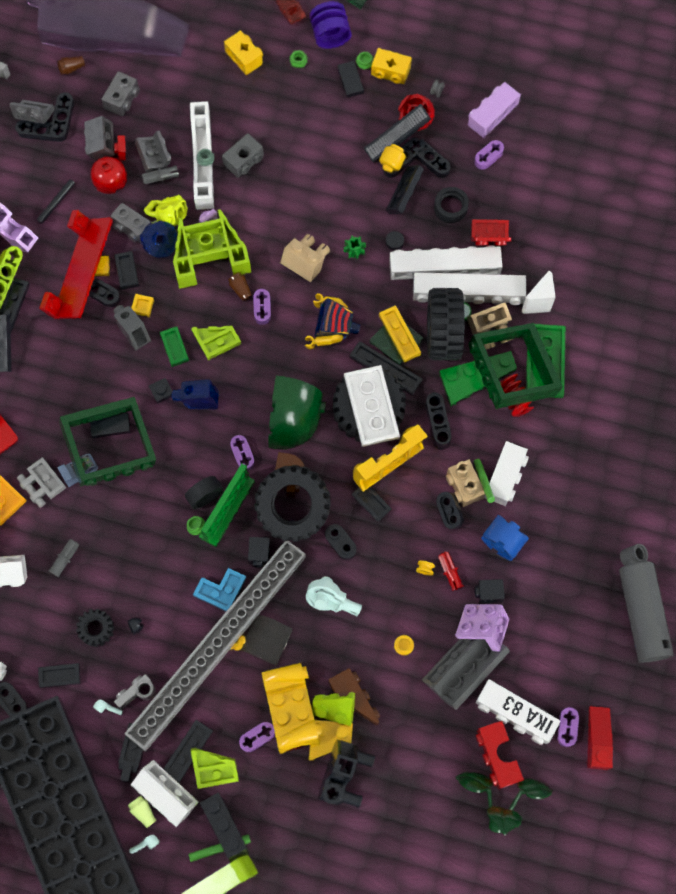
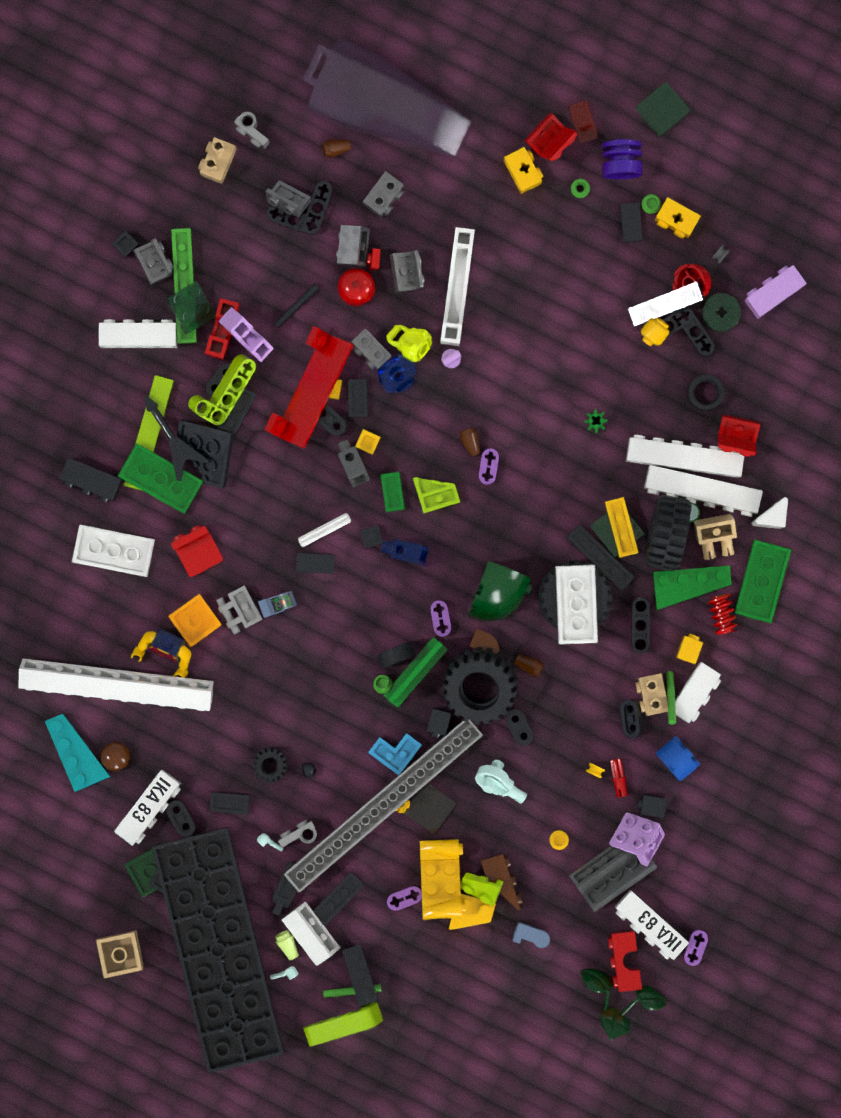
camera: 15 degrees right, 15 degrees up
(64, 557) = (250, 690): dark grey axle -> none
(98, 413) = (323, 616): dark green window -> none
(115, 391) = (324, 530): none -> white axle
(159, 175) = (410, 298): dark grey axle -> none
(202, 154) = (460, 286): sand green plate -> none
(207, 243) = (445, 389): lime wedge -> none
(213, 768) = (359, 920): lime wing -> none
(245, 147) = (506, 284): dark grey brick -> none
(261, 22) = (550, 138): none -> red bracket
(302, 259) = (540, 426): tan brick -> none
(333, 322) = (557, 500): torso -> none
(339, 479) = (530, 665): none -> reddish brown cone
(340, 778) = (473, 952): black piece -> none
(370, 472) = (607, 644): yellow piece -> none
(372, 503) = (557, 693): black tile -> none
(394, 240) = (638, 420): black tile -> none
(398, 747) = (532, 934): none -> sand blue leg
(404, 189) = (660, 366): black plate -> none
(445, 128) = (728, 304): none -> clear green plate
(491, 157) = (755, 338): medium lavender beam -> none
(491, 434) = (689, 649): none -> yellow brick
(539, 356) = (755, 582): dark green window -> none
(600, 739) = (722, 964): red slope -> none
(644, 605) = (795, 850): dark grey piece -> none

